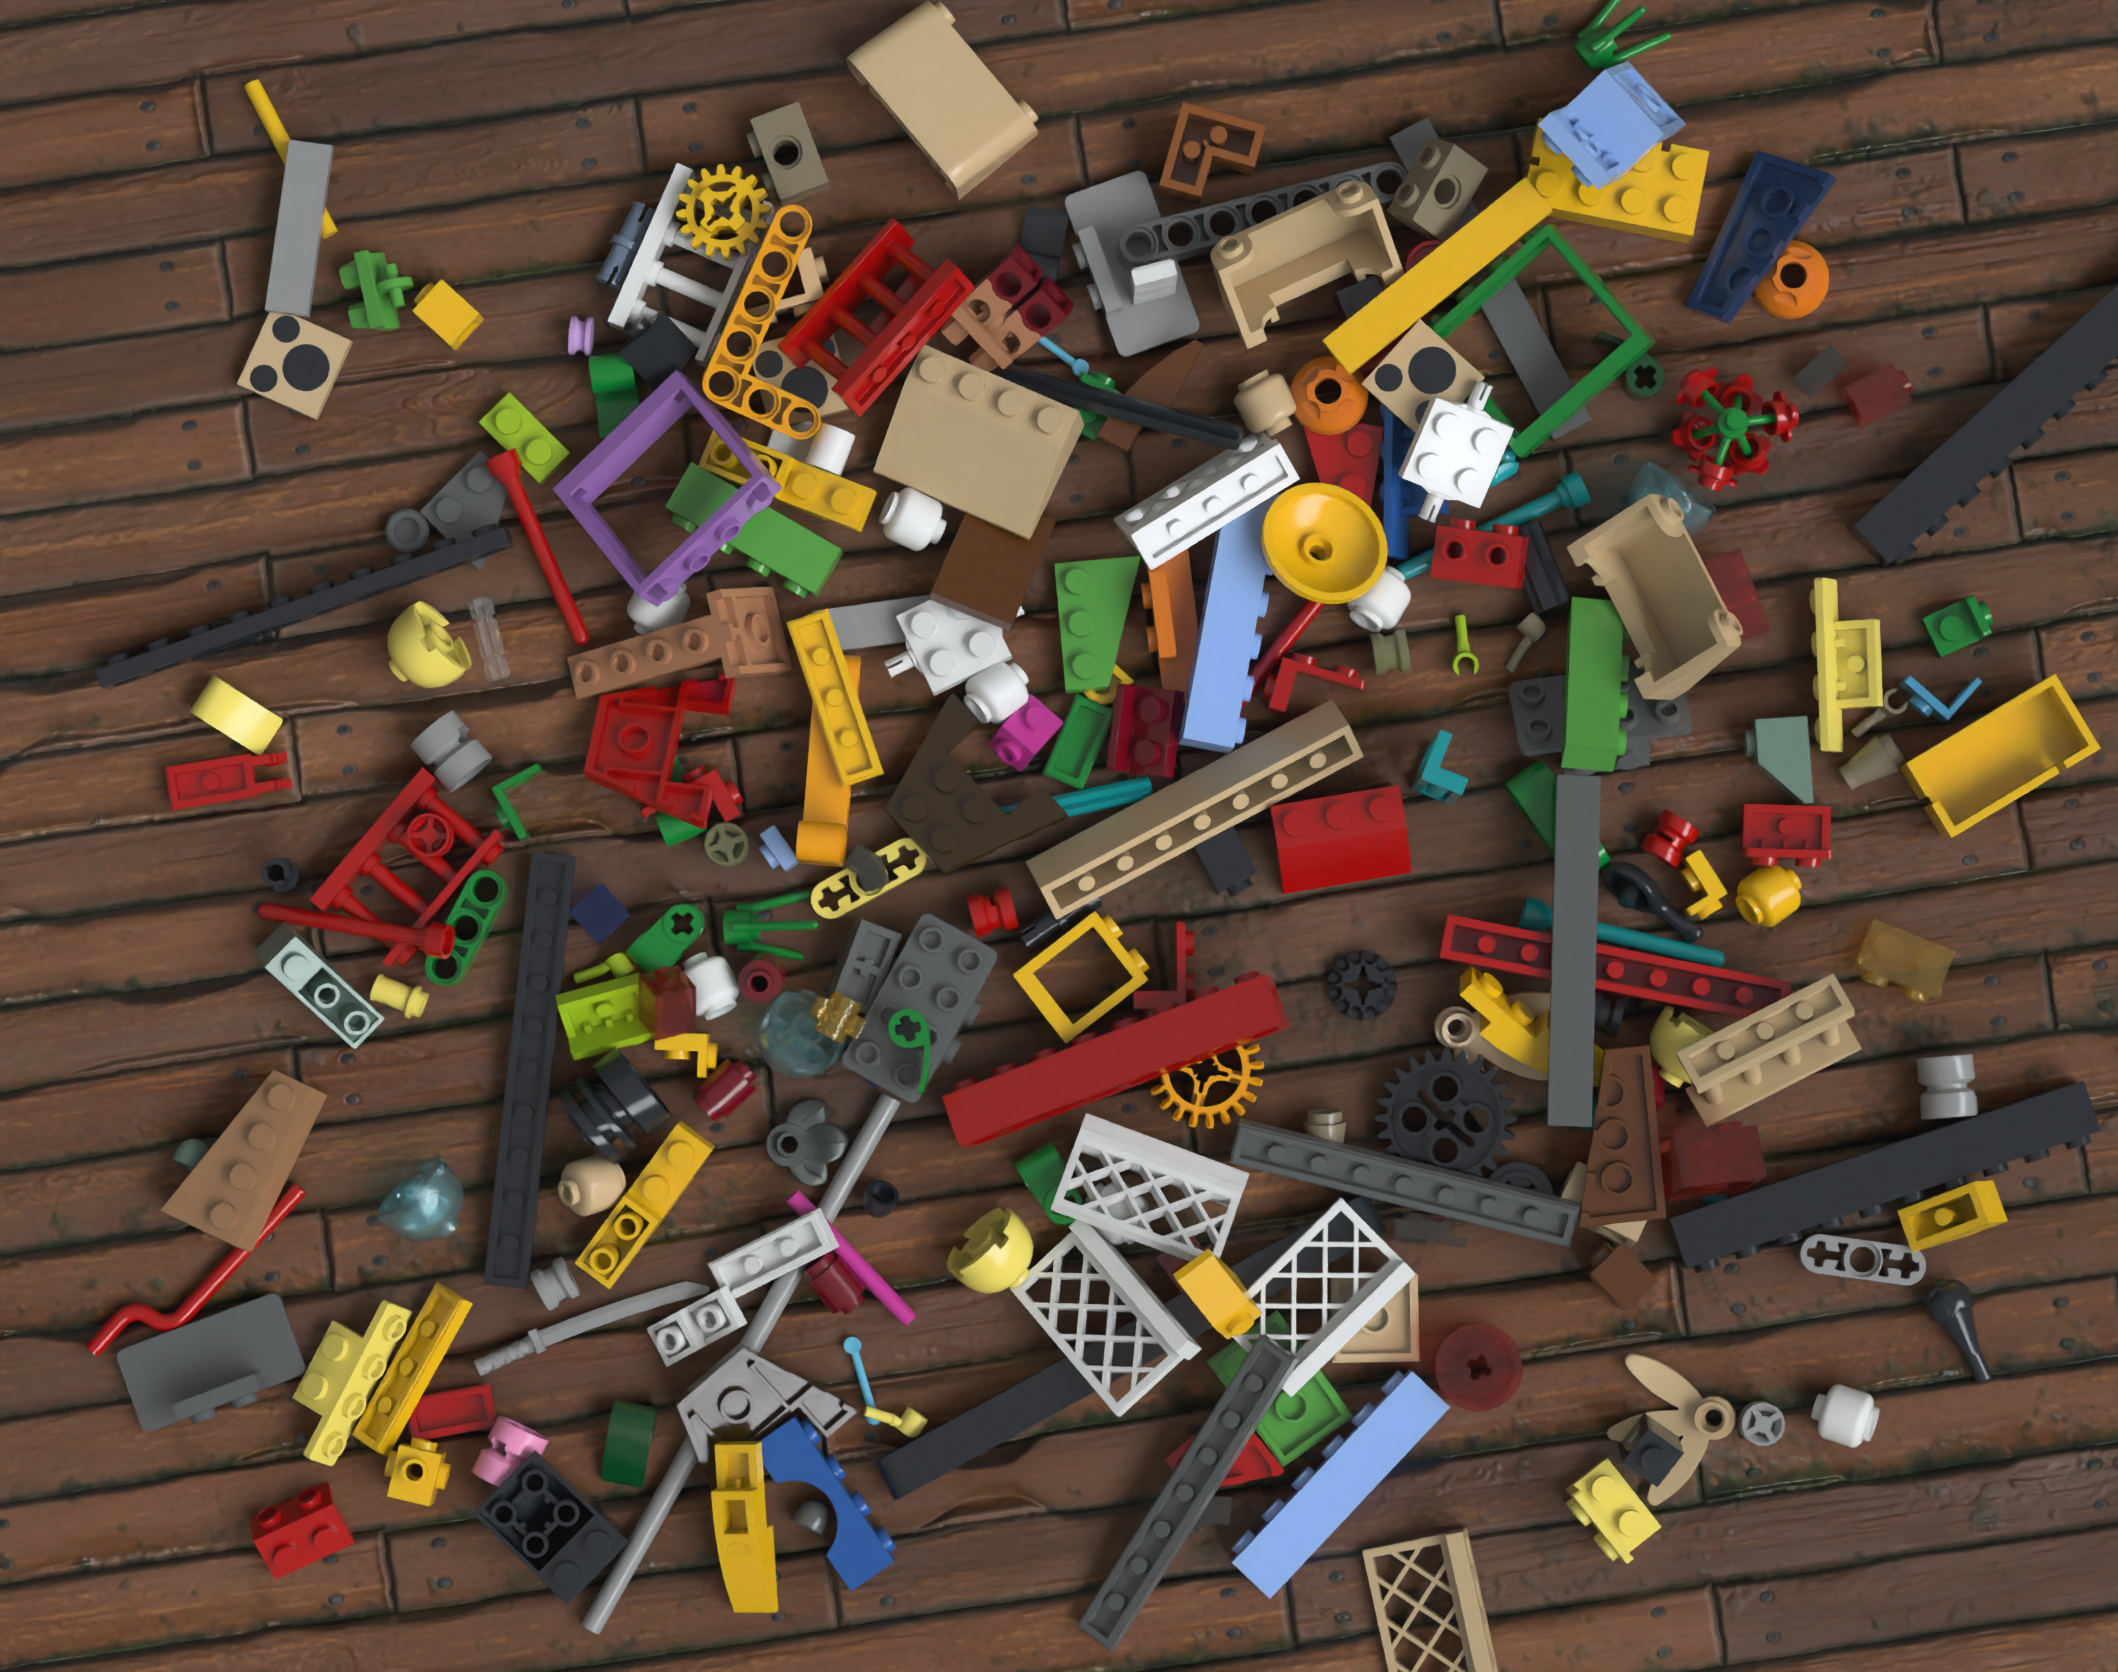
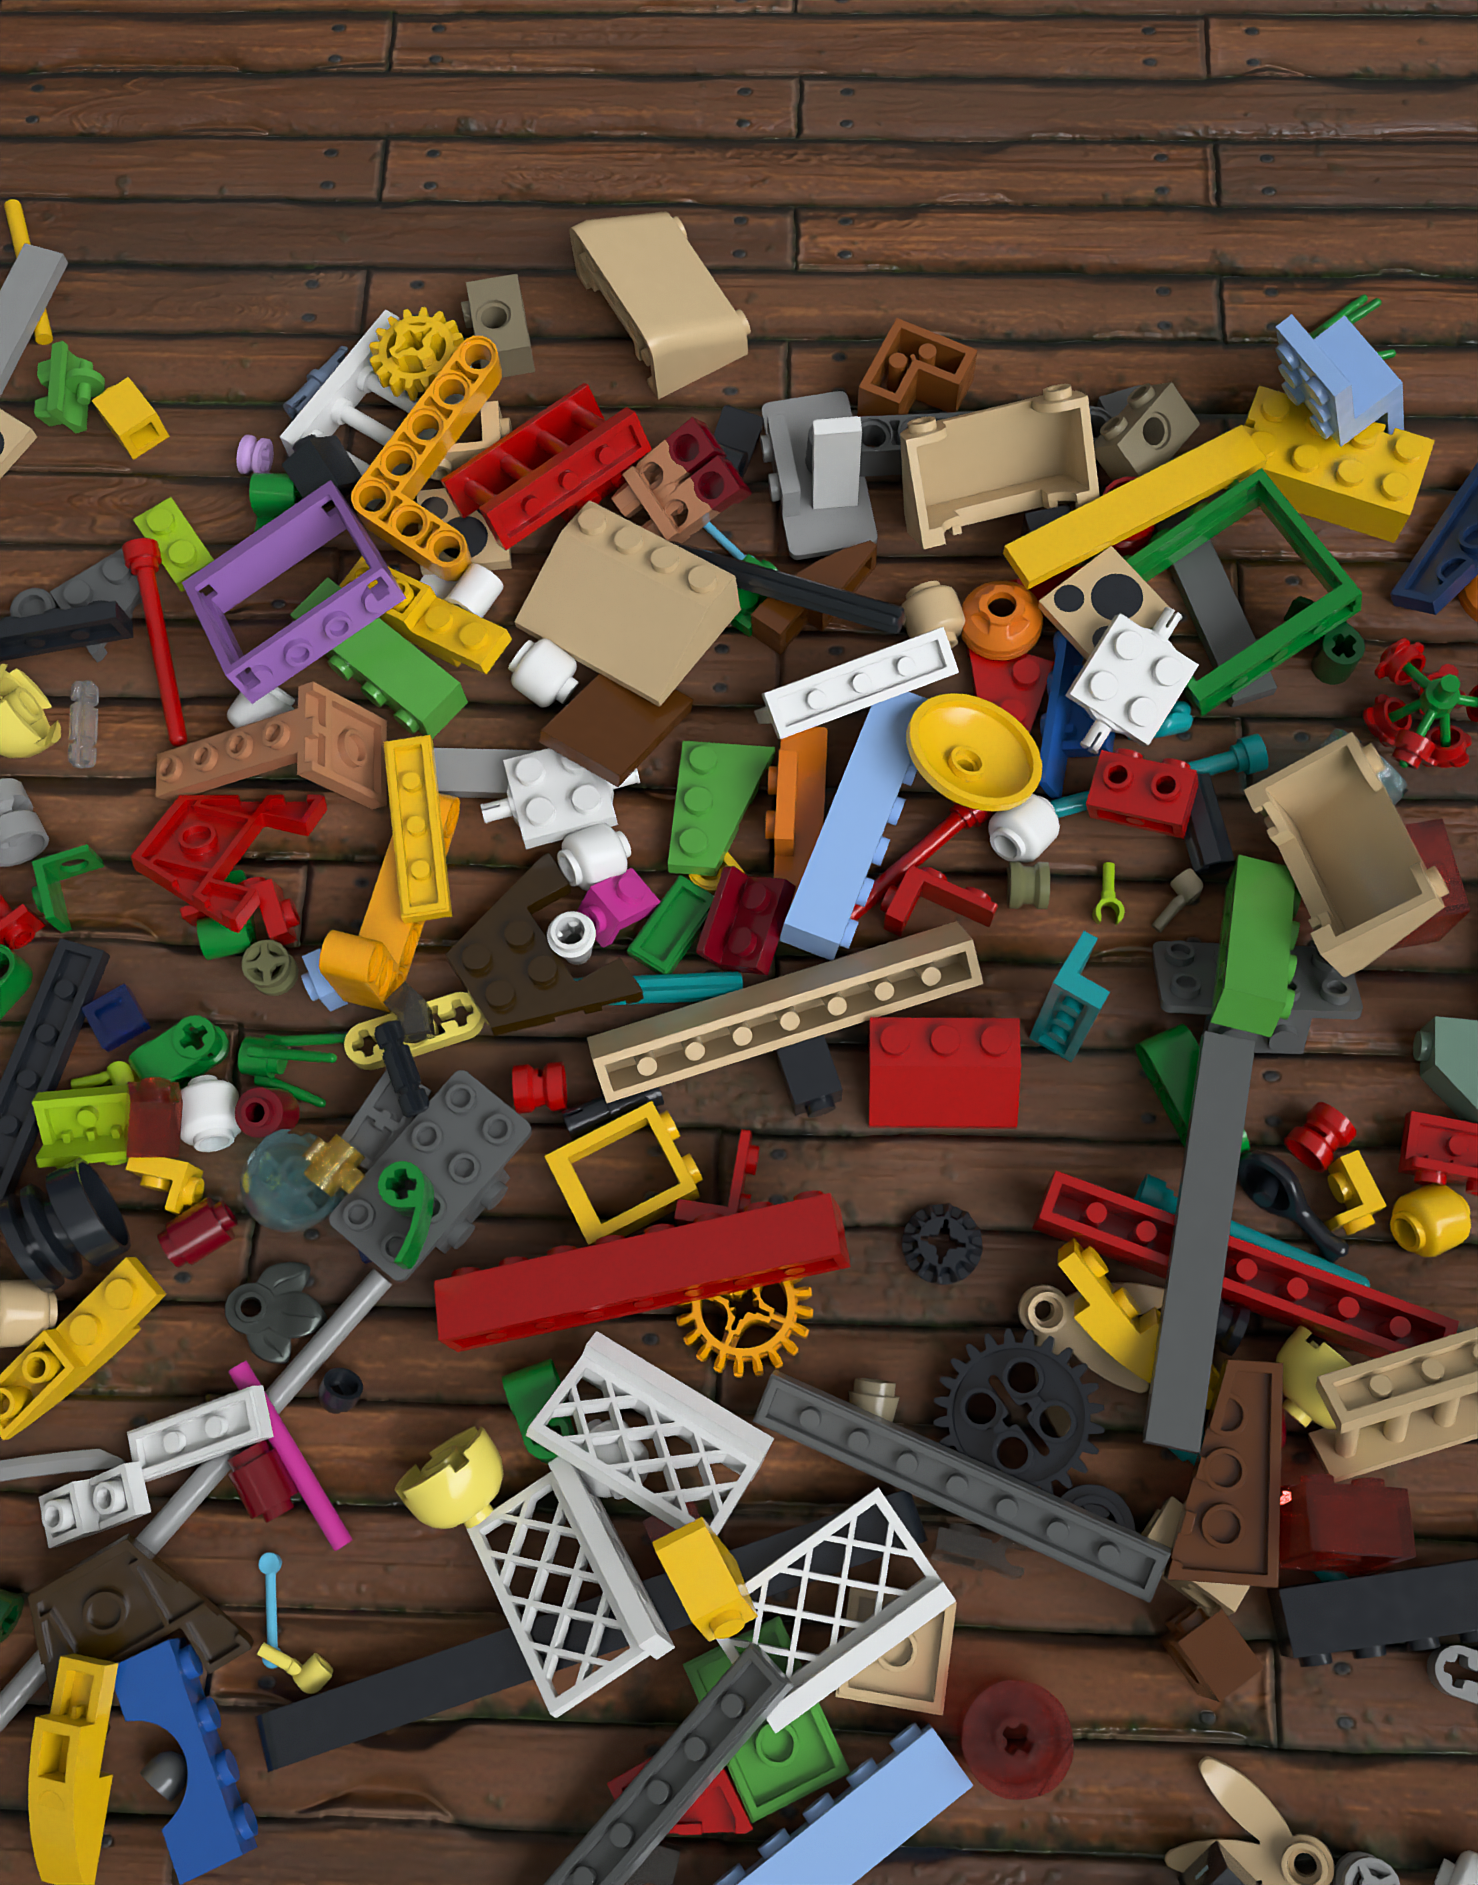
camera: 10 degrees right, 15 degrees down
(875, 922) = (401, 1068): none -> black axle
(992, 762) = (569, 929): none -> white cone

